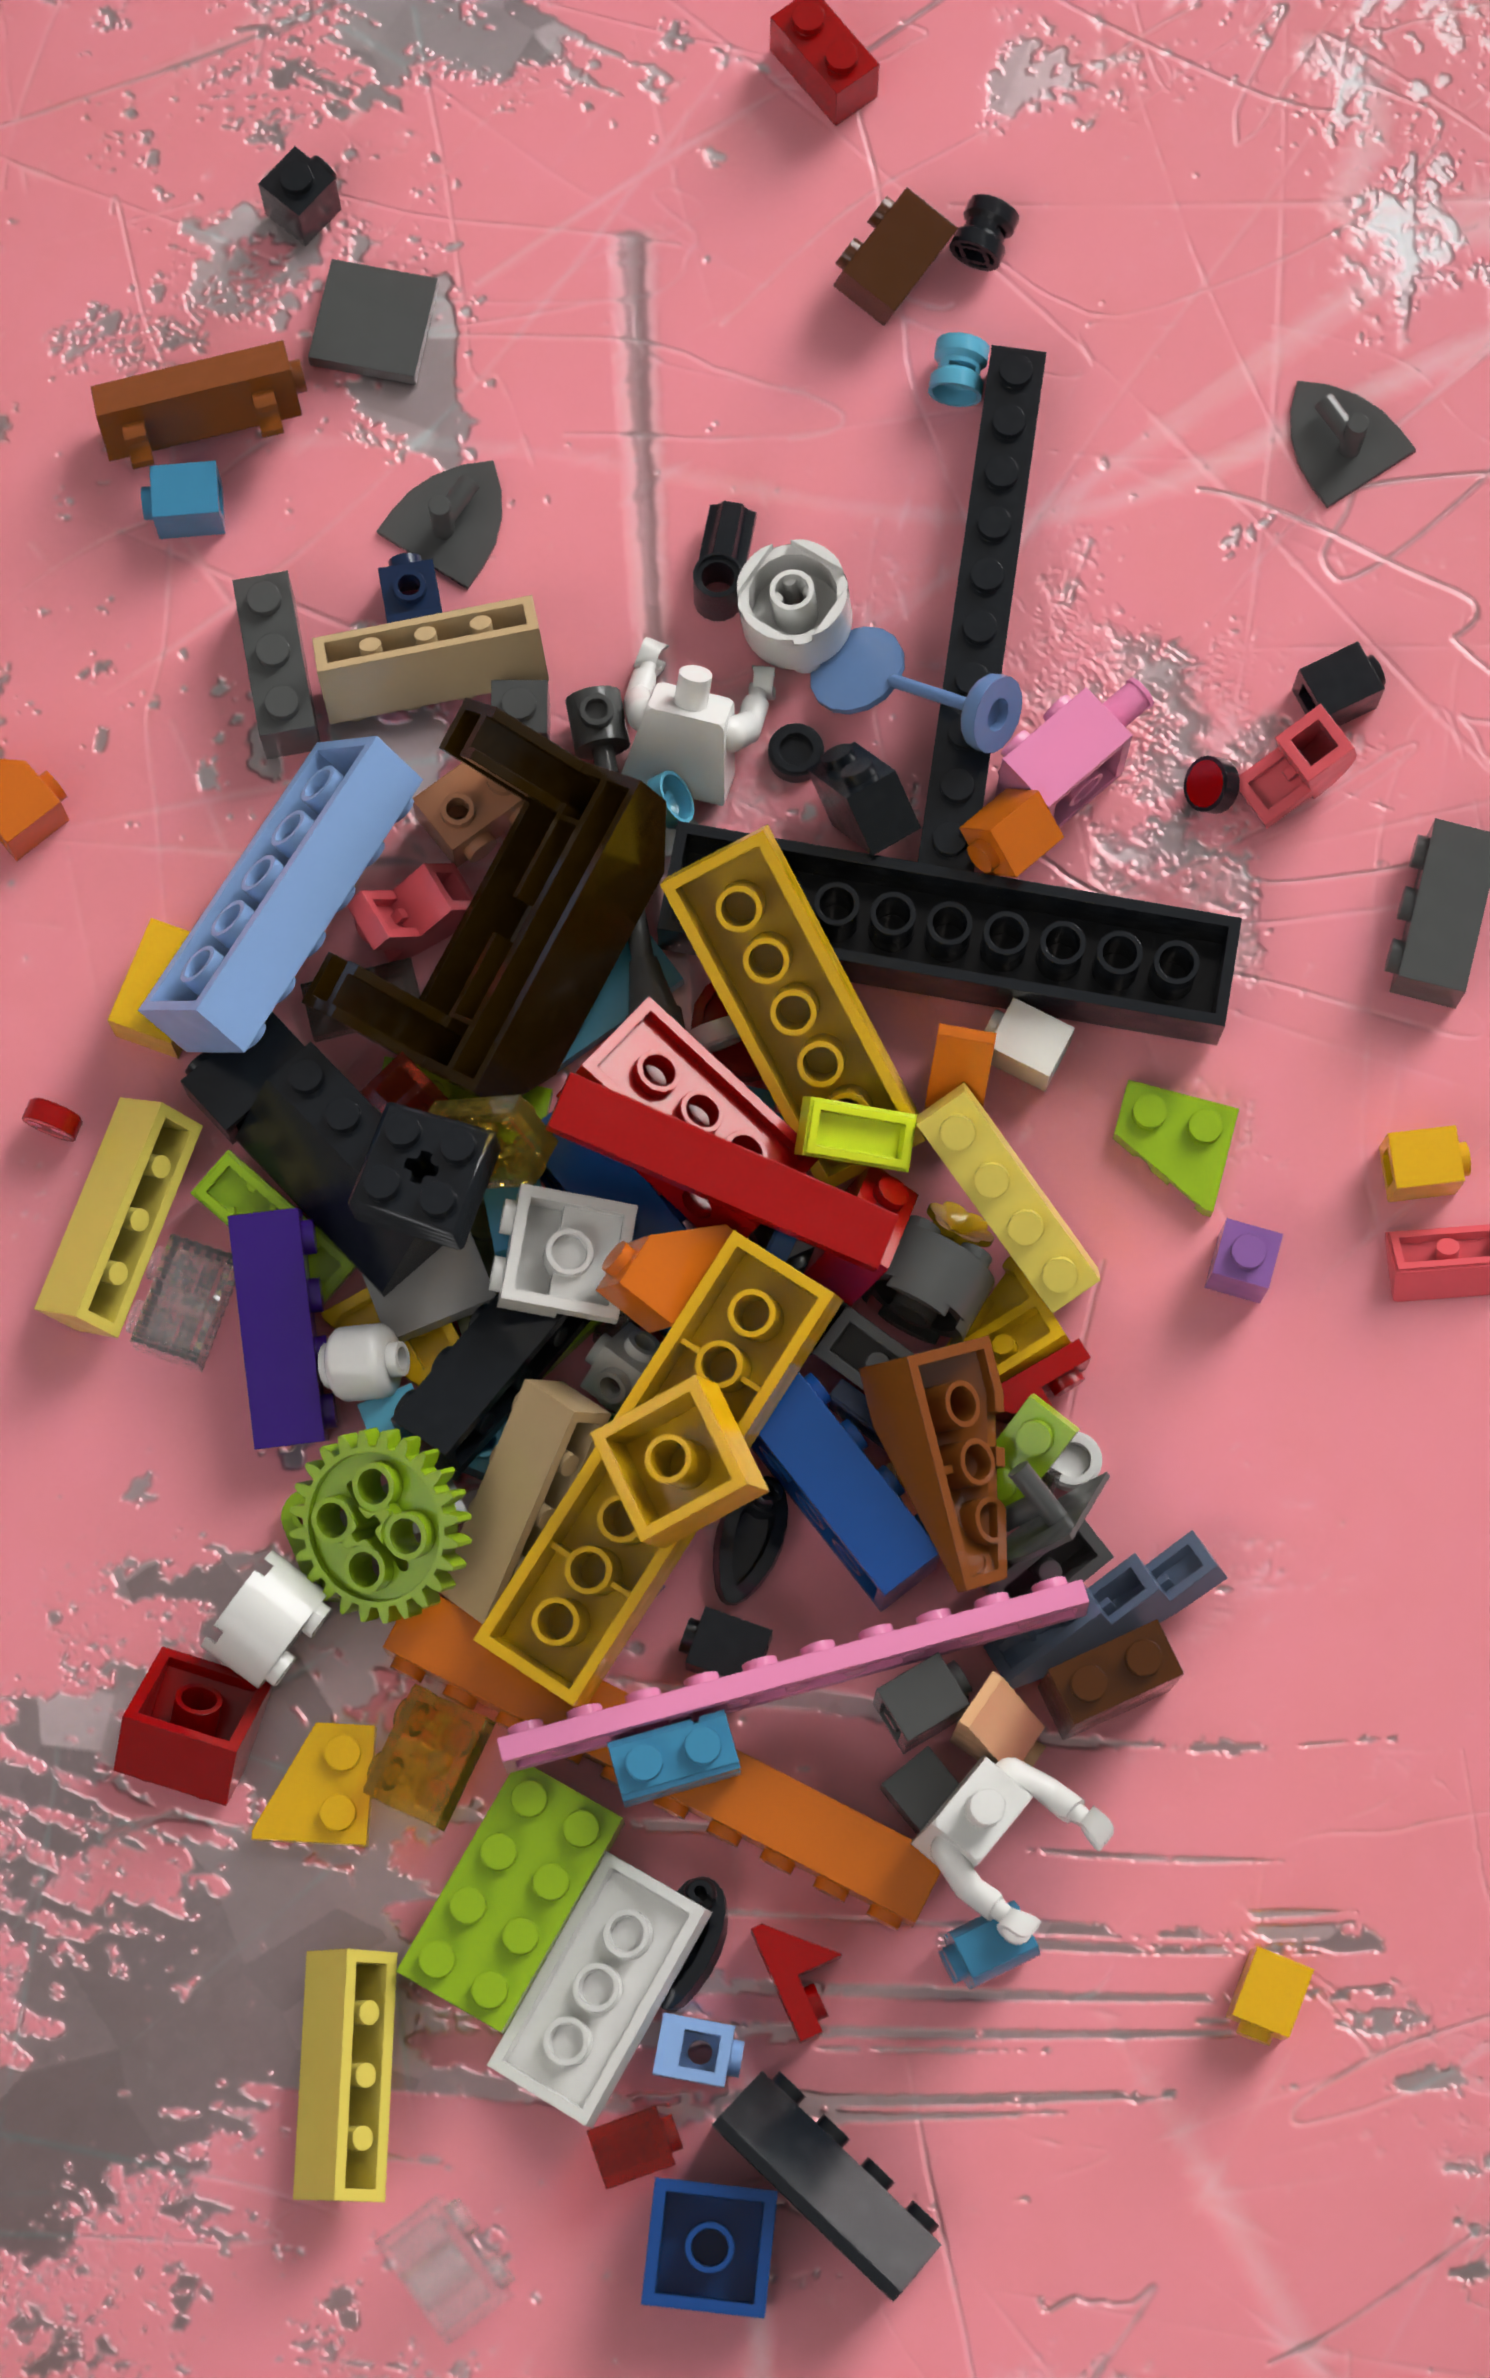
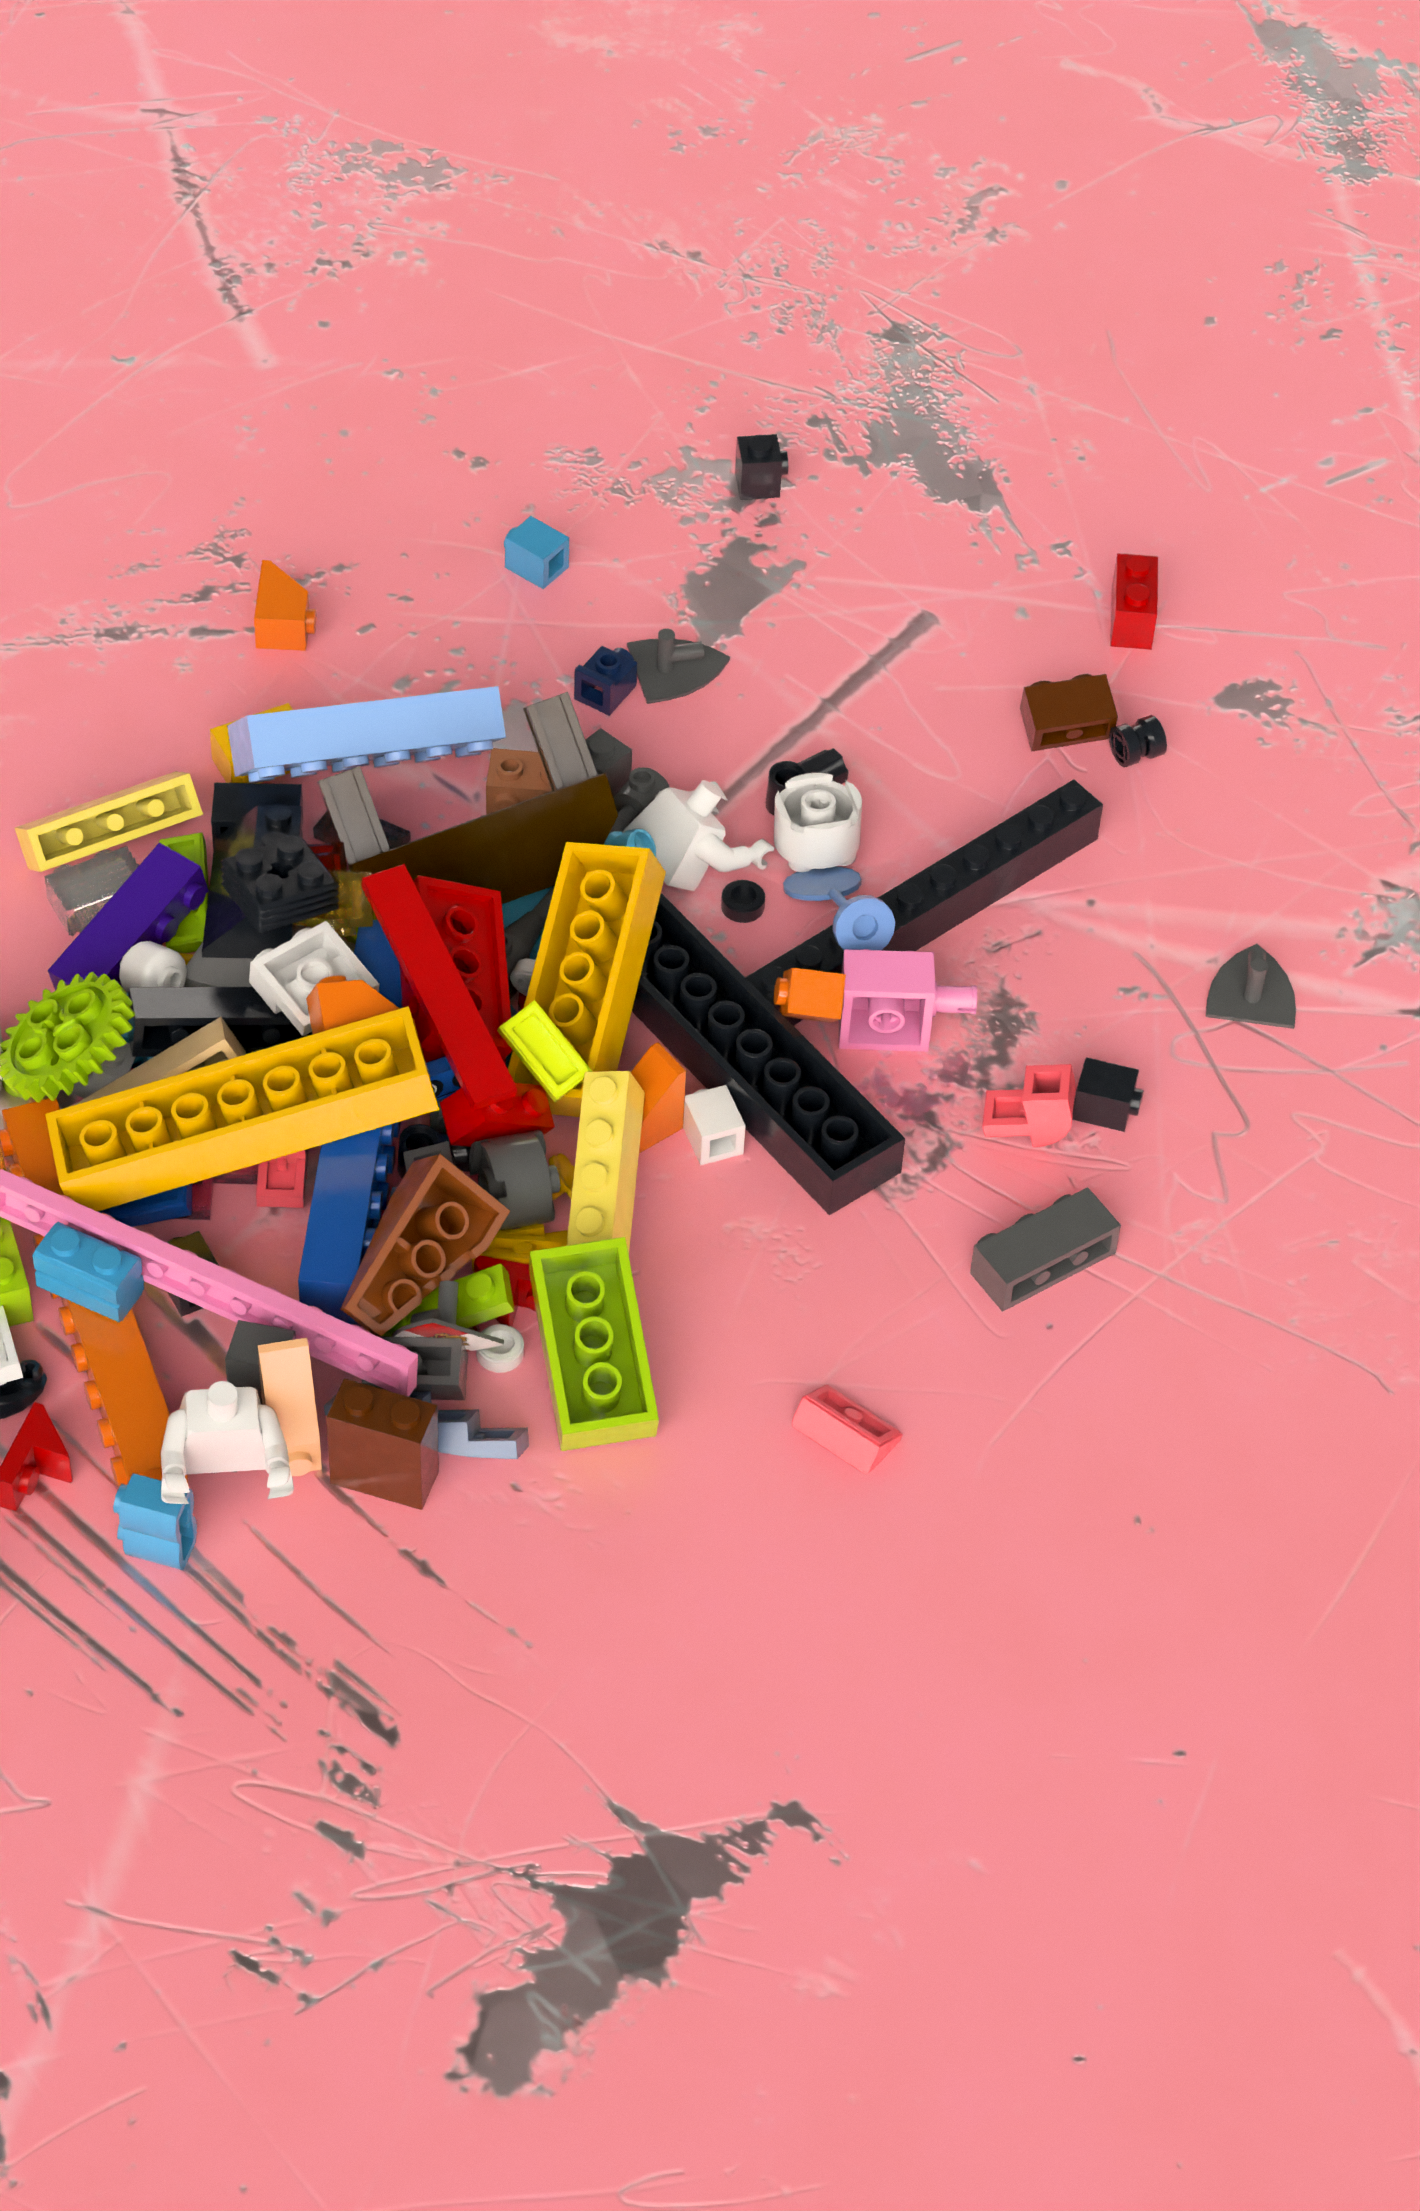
camera: 40 degrees right, 25 degrees down
(52, 1119) = (130, 760): red tile -> none
(198, 401) = (594, 512): dark orange brick -> none
(276, 664) = (499, 645): dark grey brick -> none
(373, 321) = (736, 552): dark grey tile -> none
(414, 913) = (427, 807): coral brick -> none
(428, 659) = (632, 719): tan brick -> none
(679, 1462) = (245, 1080): yellow brick -> none
(749, 1544) = (265, 1236): black arm -> none
(863, 797) = (748, 925): black brick -> none
(958, 370) = (1036, 787): medium azure wheel -> none
(1178, 1138) = (752, 1243): lime wing -> none
(1186, 1401) = (593, 1344): none -> lime brick
(1211, 784) = (972, 1085): tile -> none
(1243, 1260) = (716, 1320): medium lavender brick -> none
(1268, 1996) = (292, 1697): yellow brick -> none
(1424, 1163) = (885, 1359): yellow brick -> none

